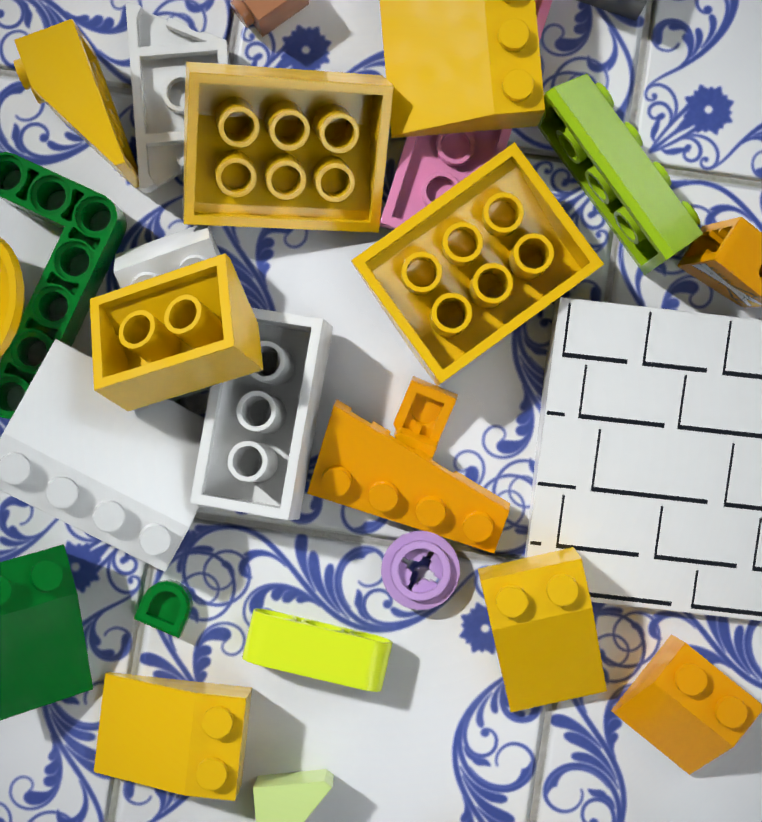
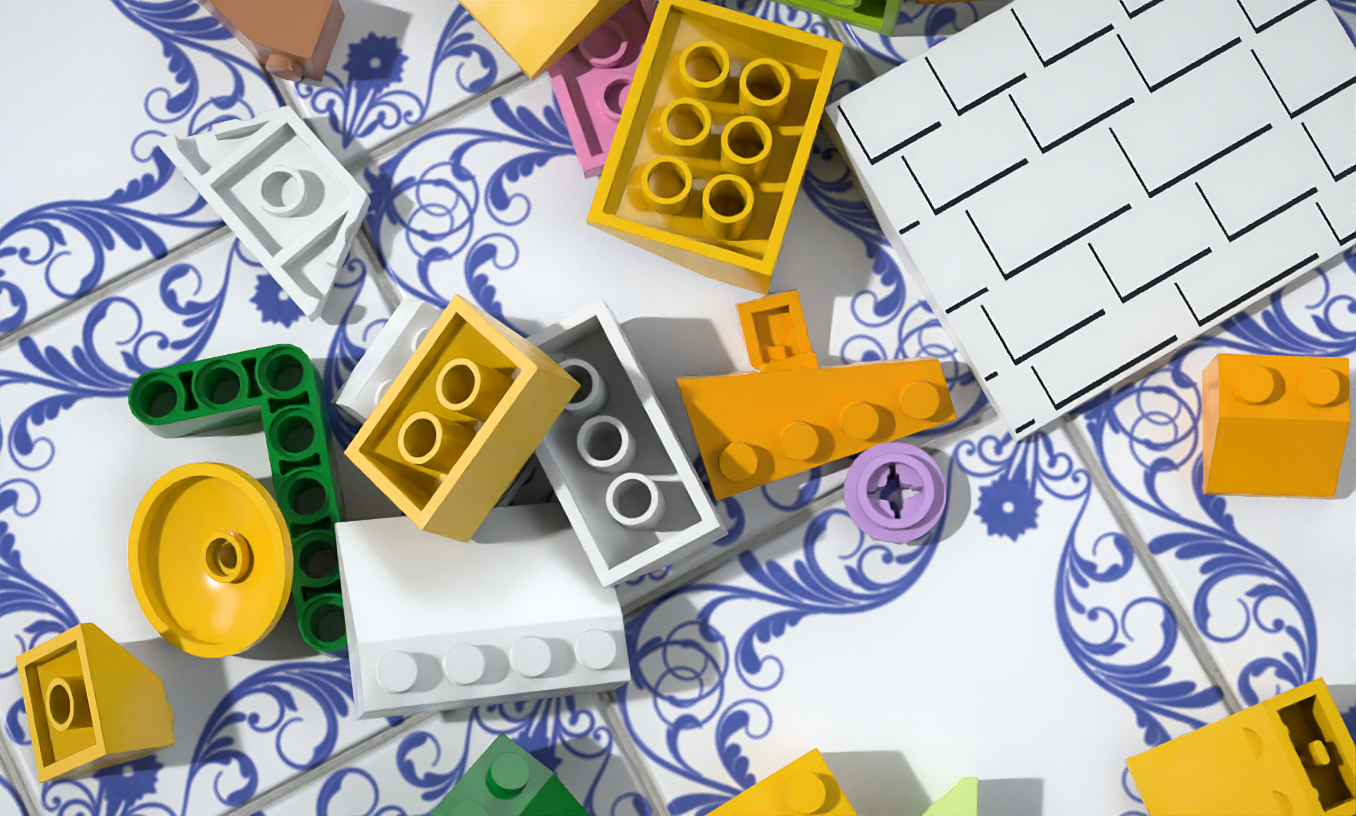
camera: 30 degrees left, 10 degrees down
(69, 79) = (177, 267): yellow slope -> none
(166, 607) = (657, 733): green tile -> none
(284, 147) = (431, 166): yellow slope -> none
(317, 650) = (850, 653): neon yellow beam -> none
(543, 629) = (1069, 456): yellow slope -> none

